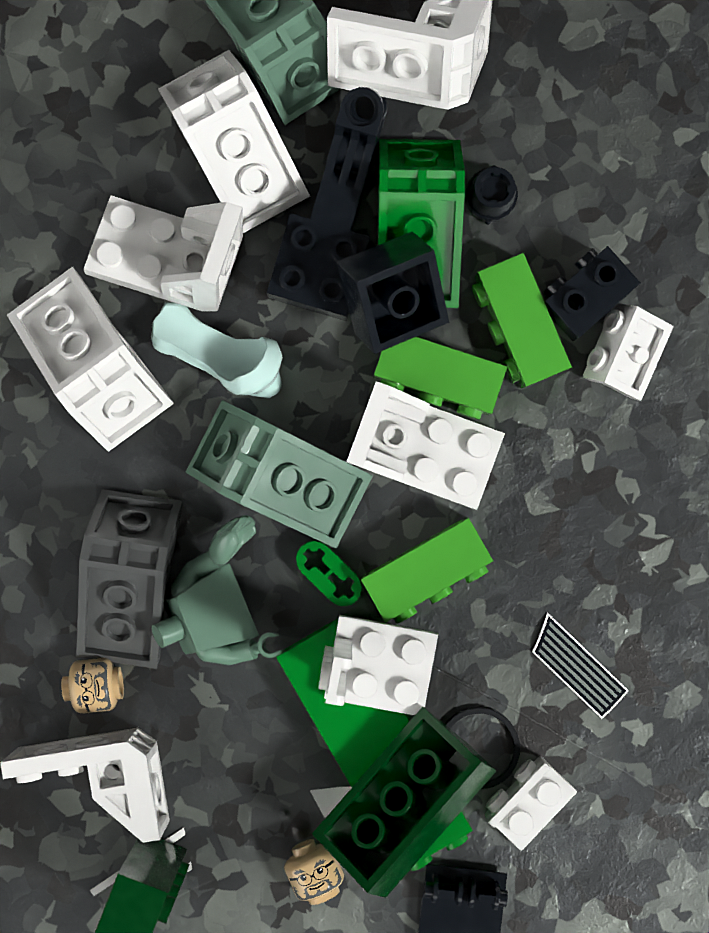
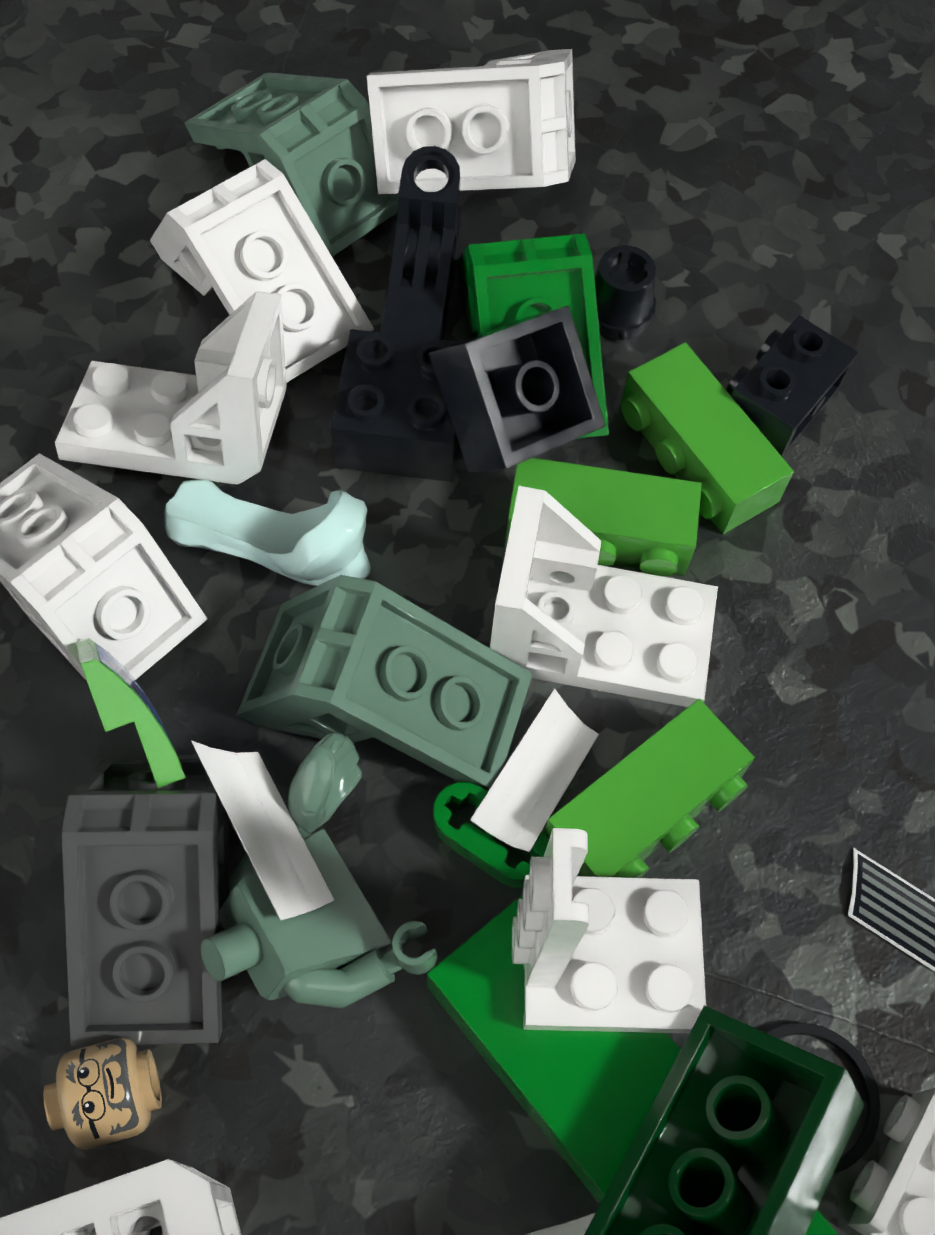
camera: 20 degrees left, 25 degrees down
(120, 478) = (123, 701): none -> bright green slope
(193, 567) = (266, 830): none -> white sticker
(363, 541) = (536, 775): none -> white sticker
(627, 350) = (861, 455): white bracket -> none

